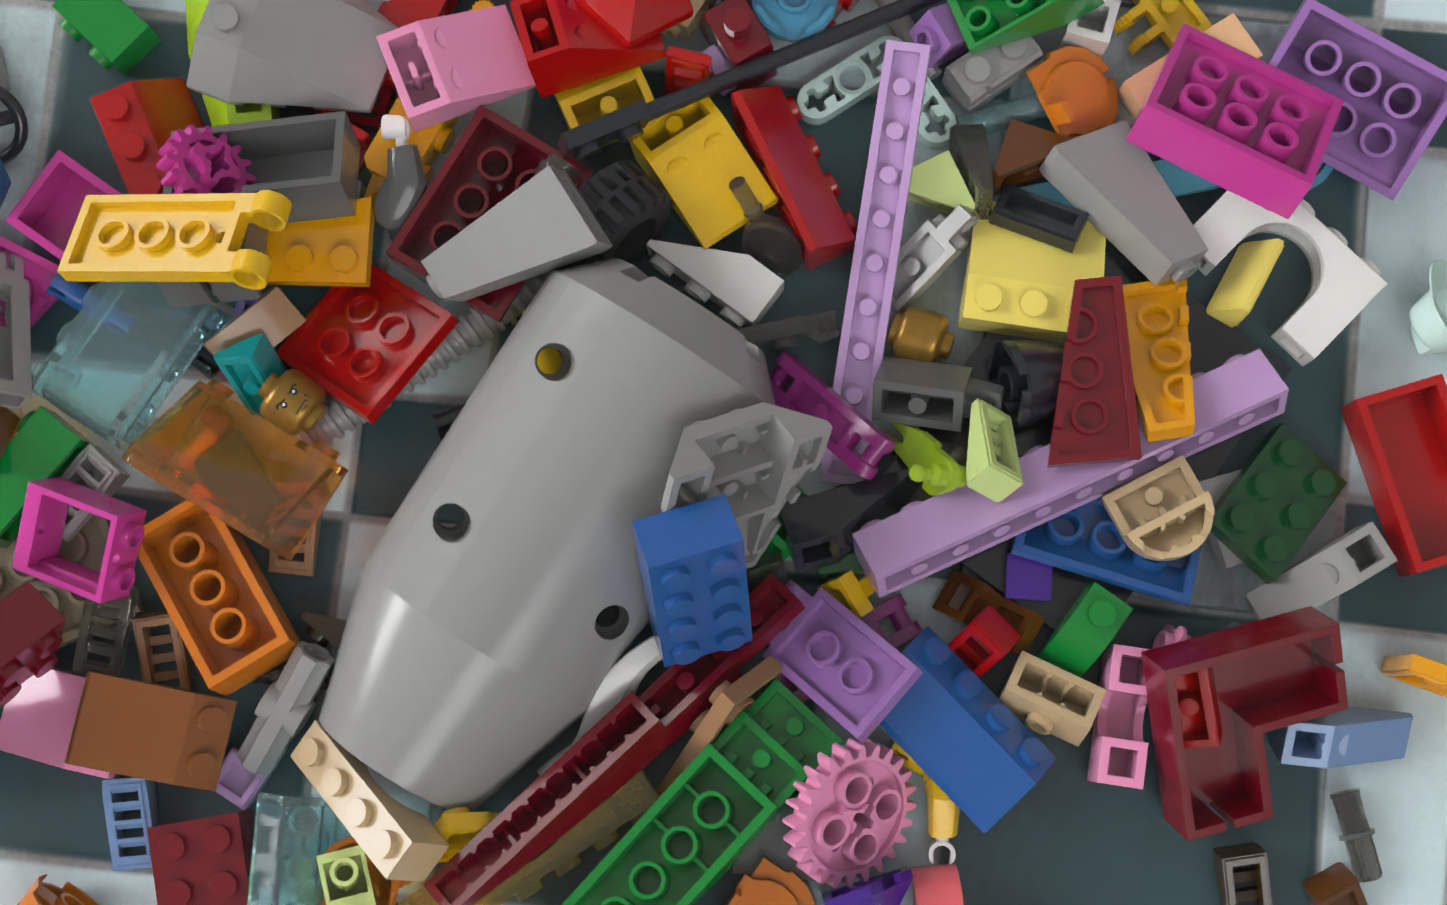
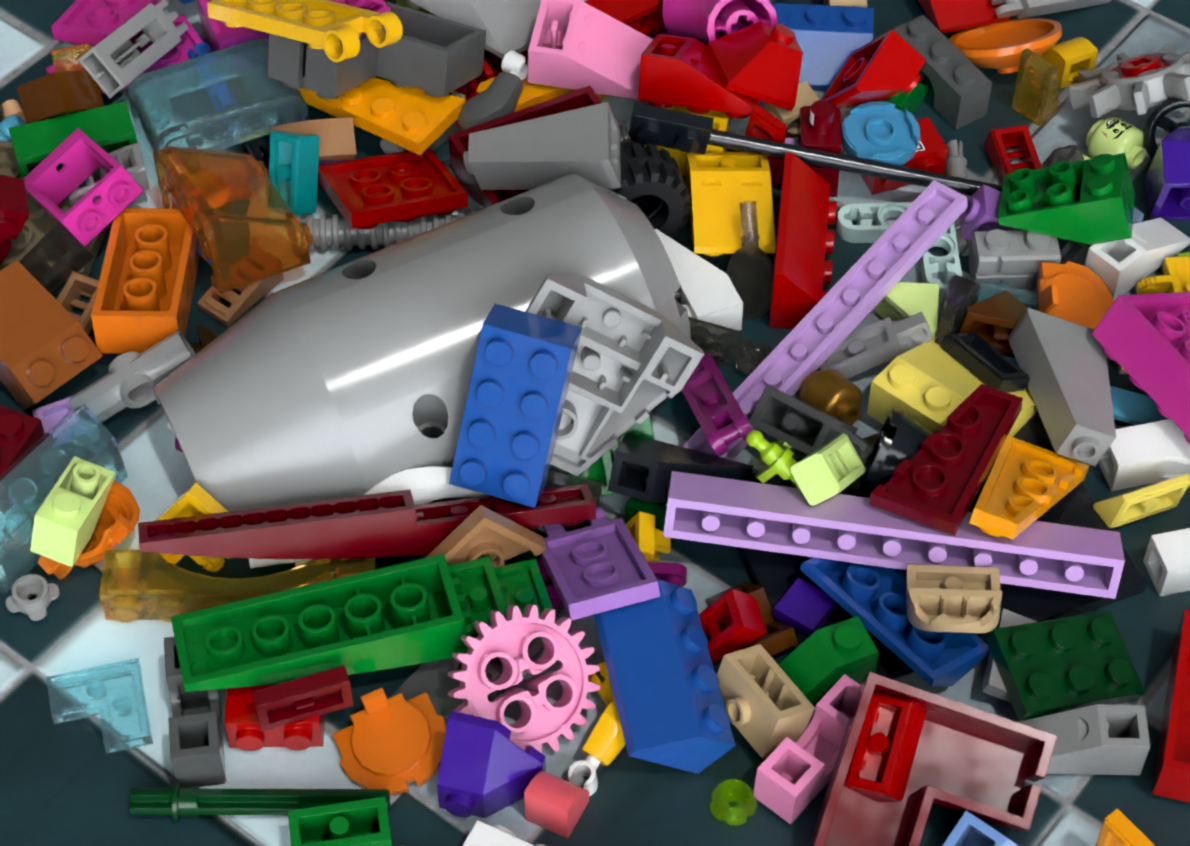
camera: 25 degrees right, 30 degrees down
(292, 402) = (305, 187): pearl gold head -> none
(392, 835) = (139, 459): tan arch -> none
(1088, 796) = (733, 791): none -> clear neon green plate

